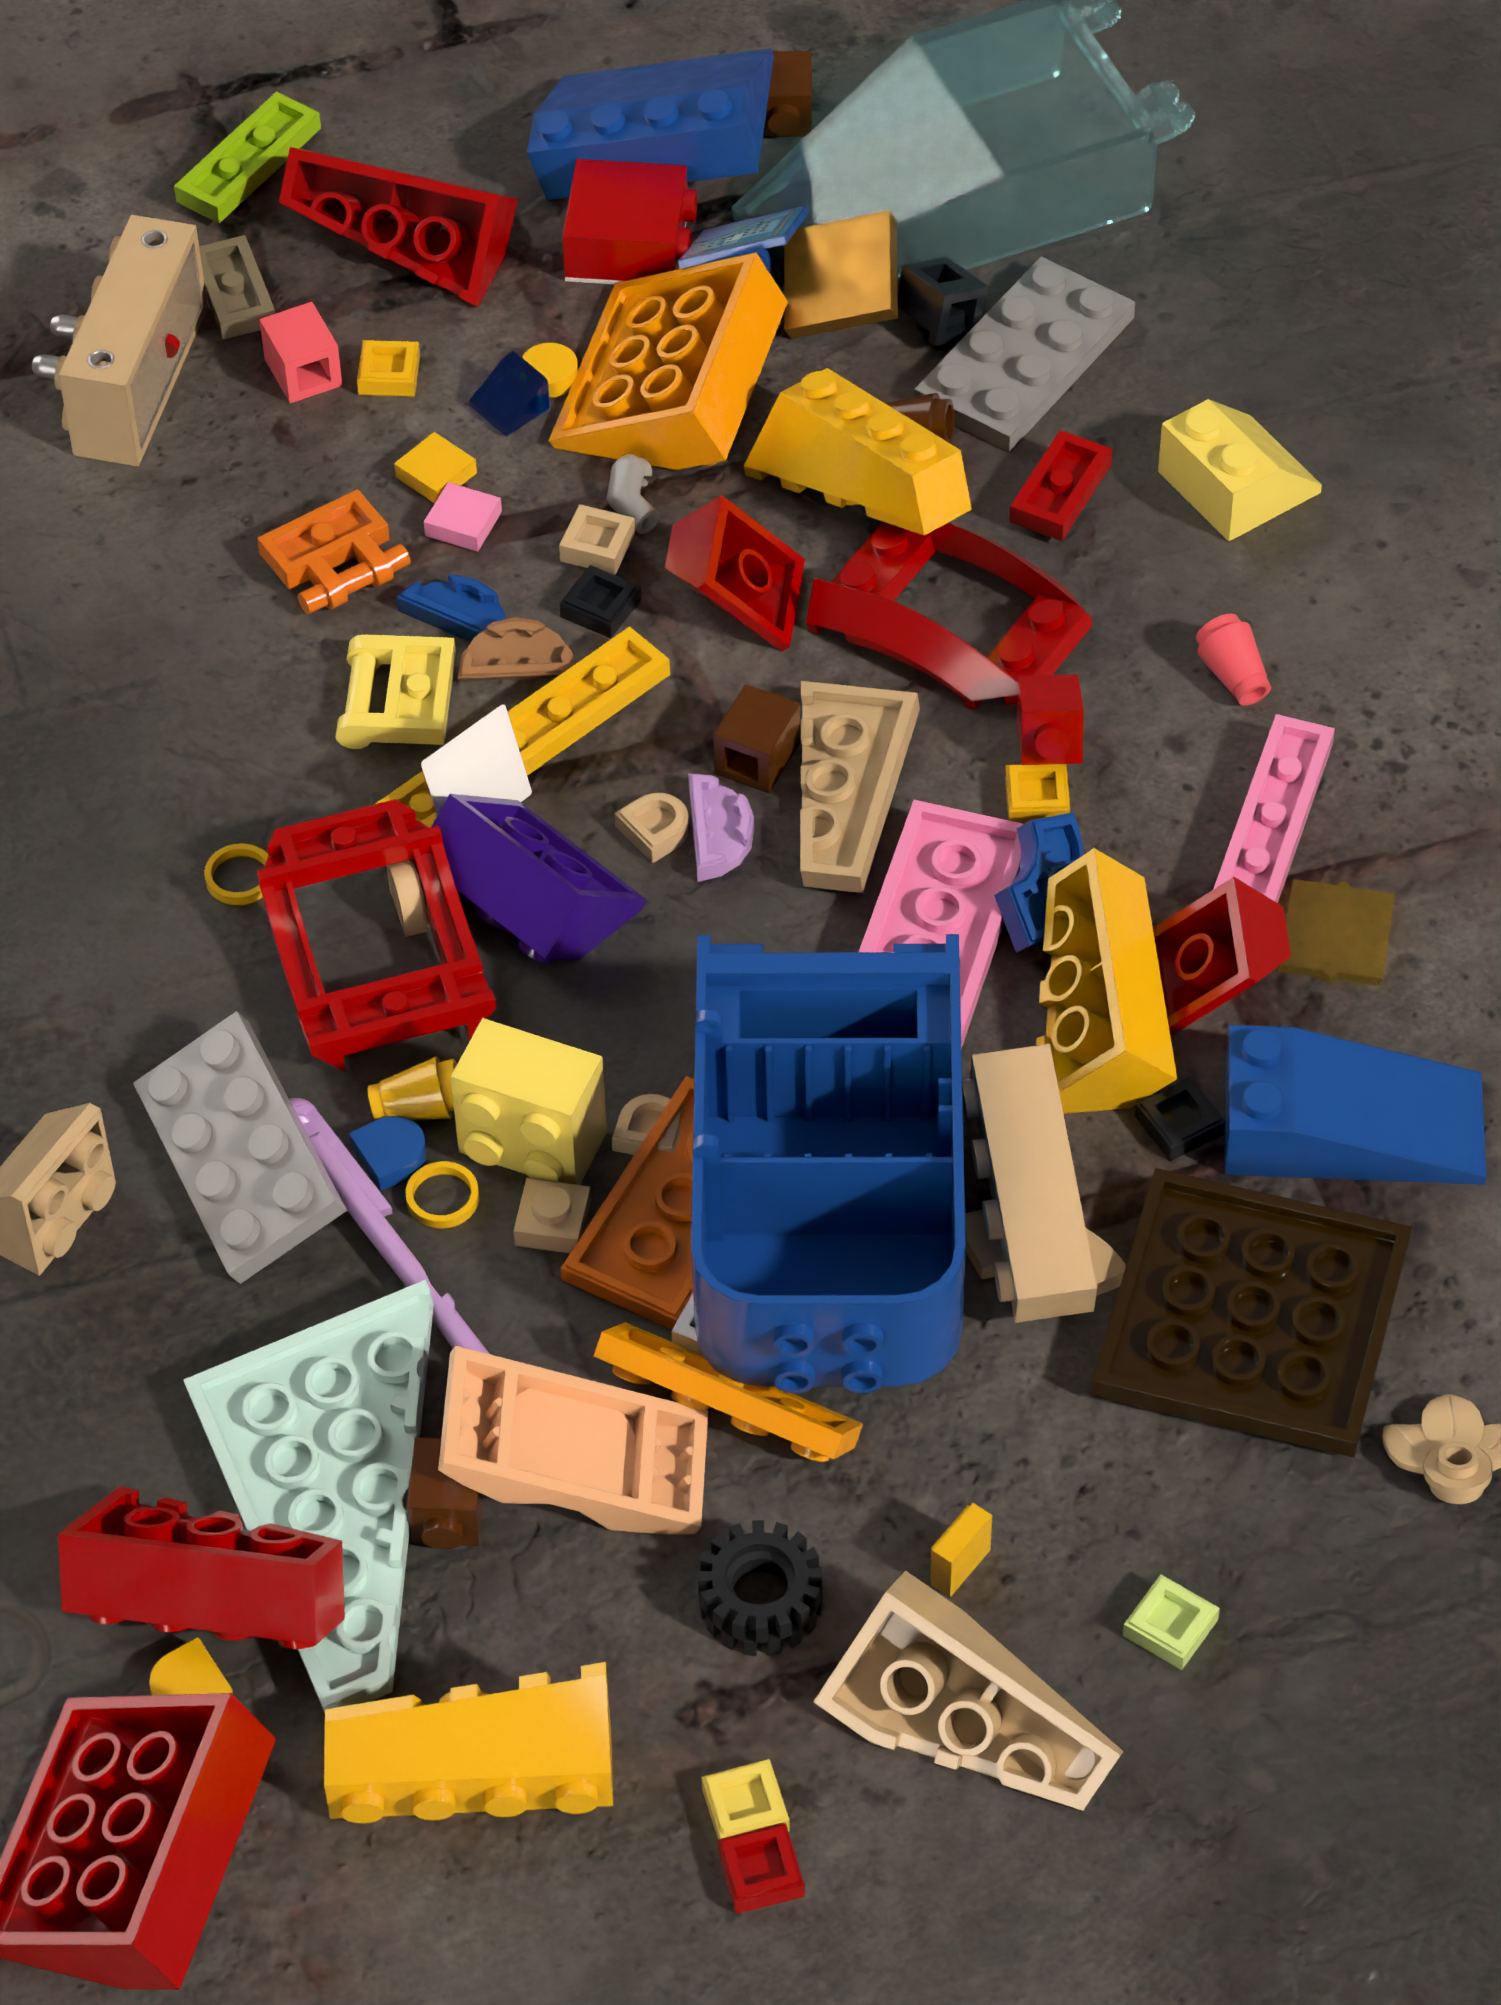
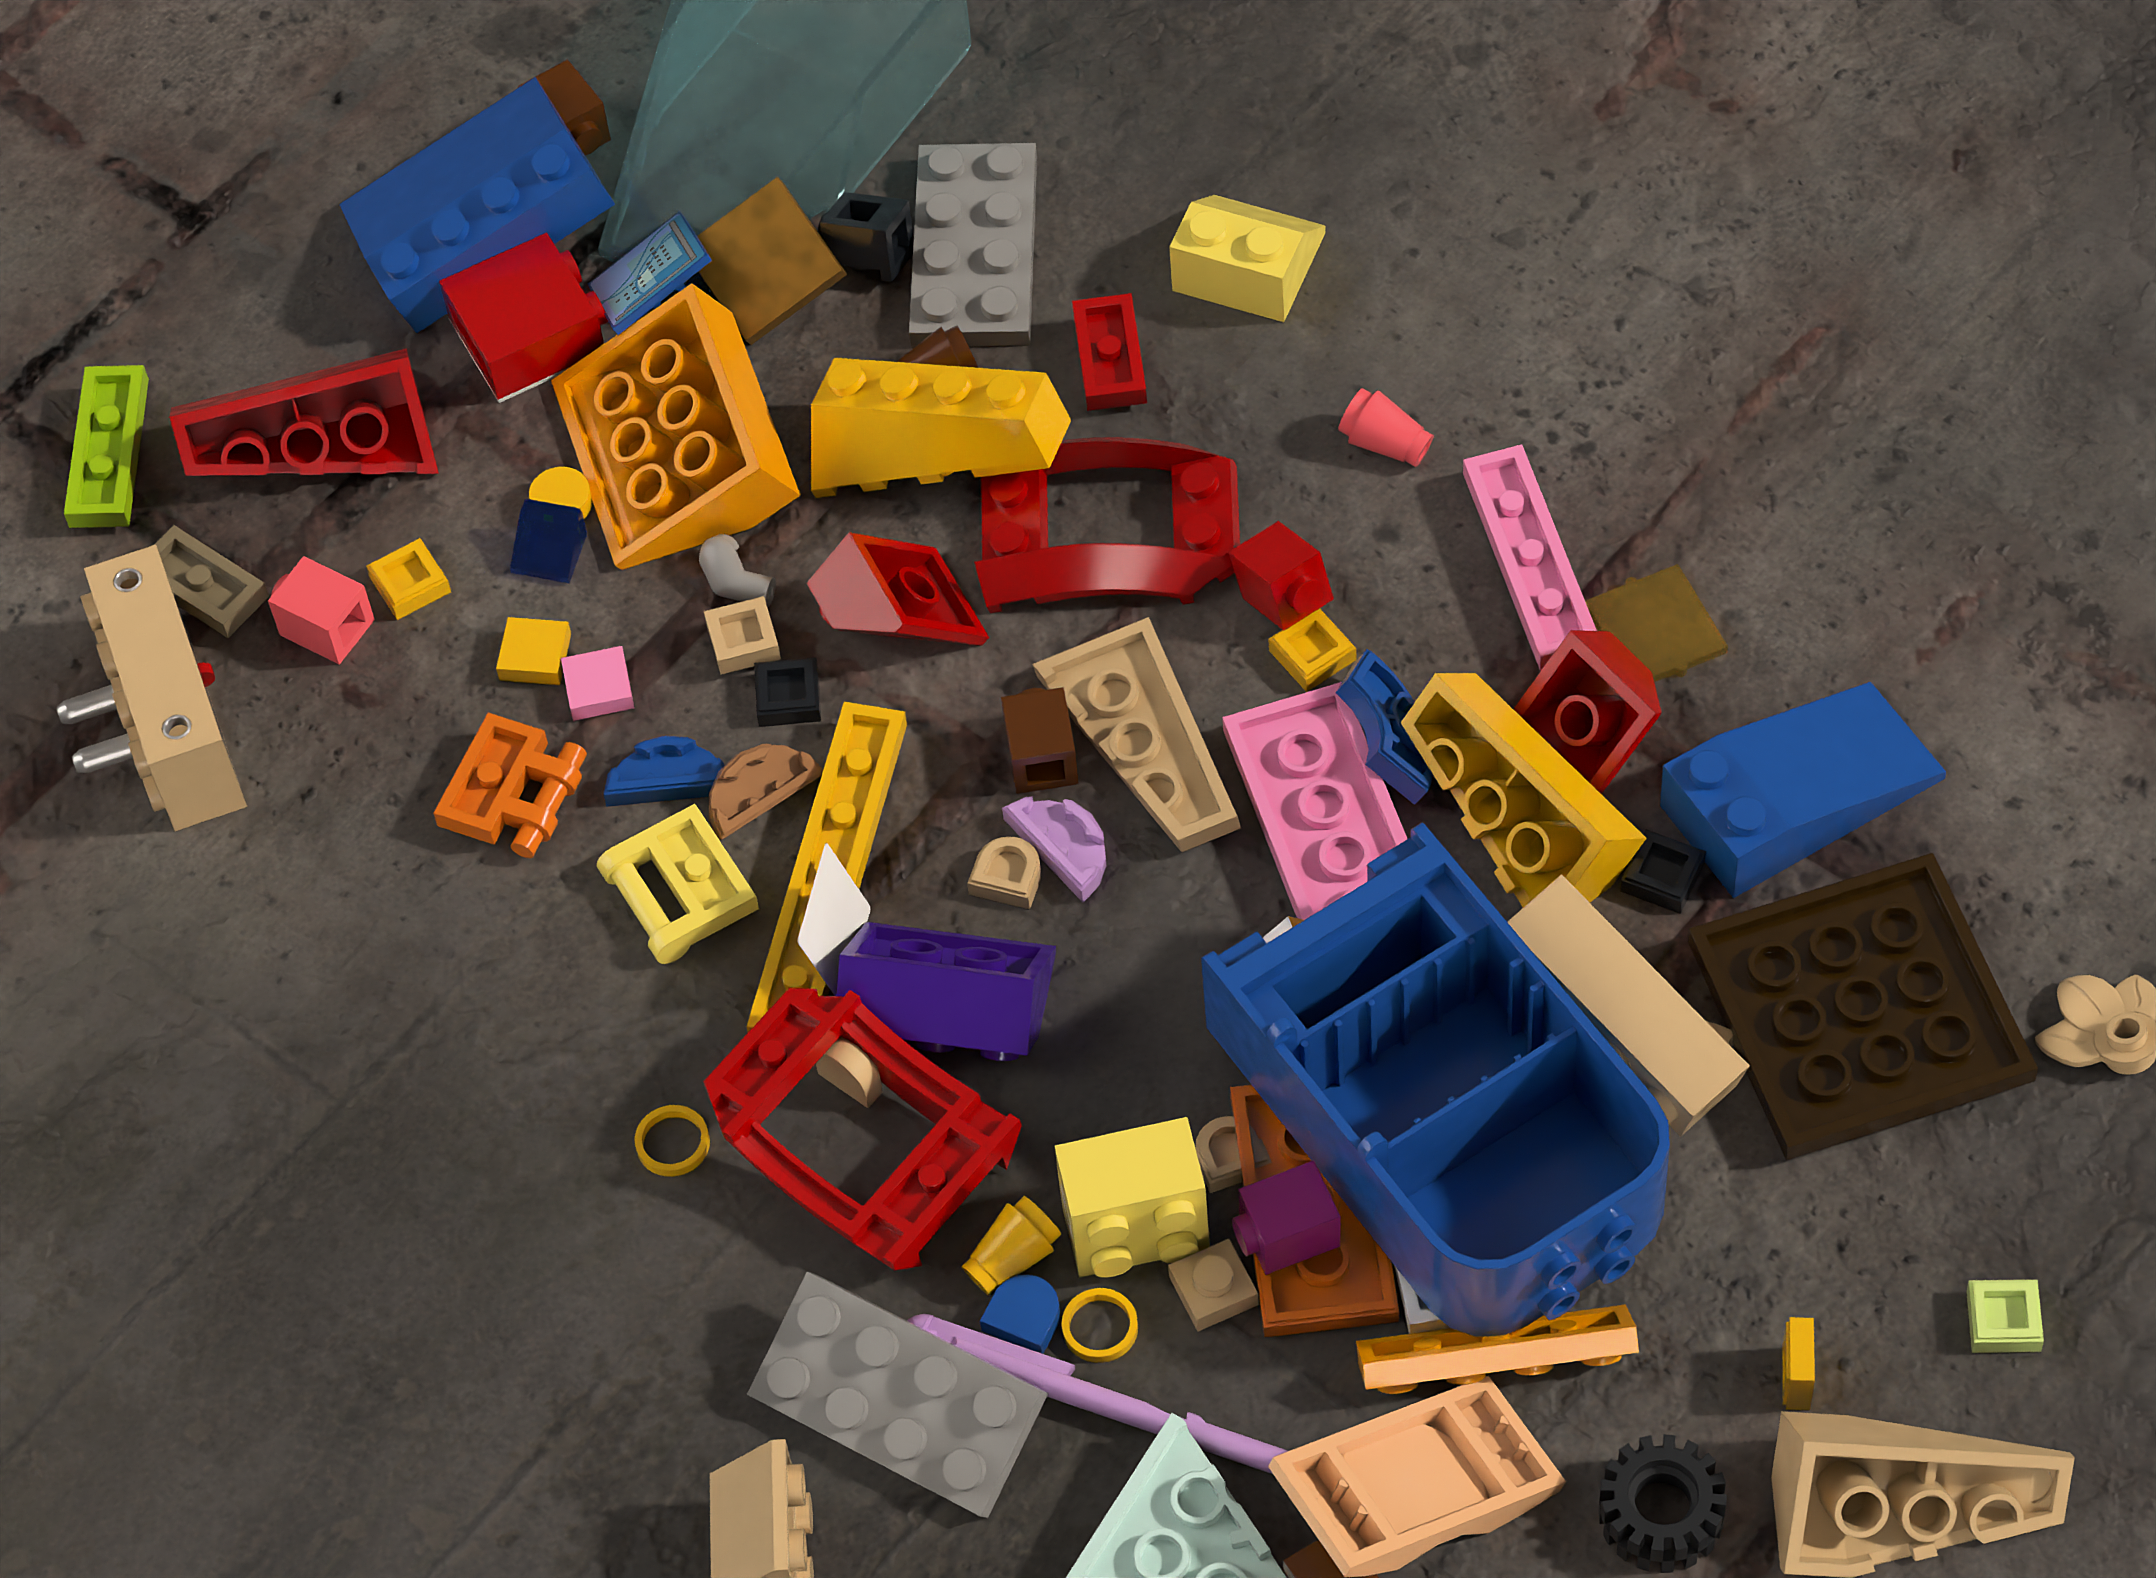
camera: 30 degrees left, 5 degrees up
(636, 1190) = (1287, 1218): none -> magenta brick

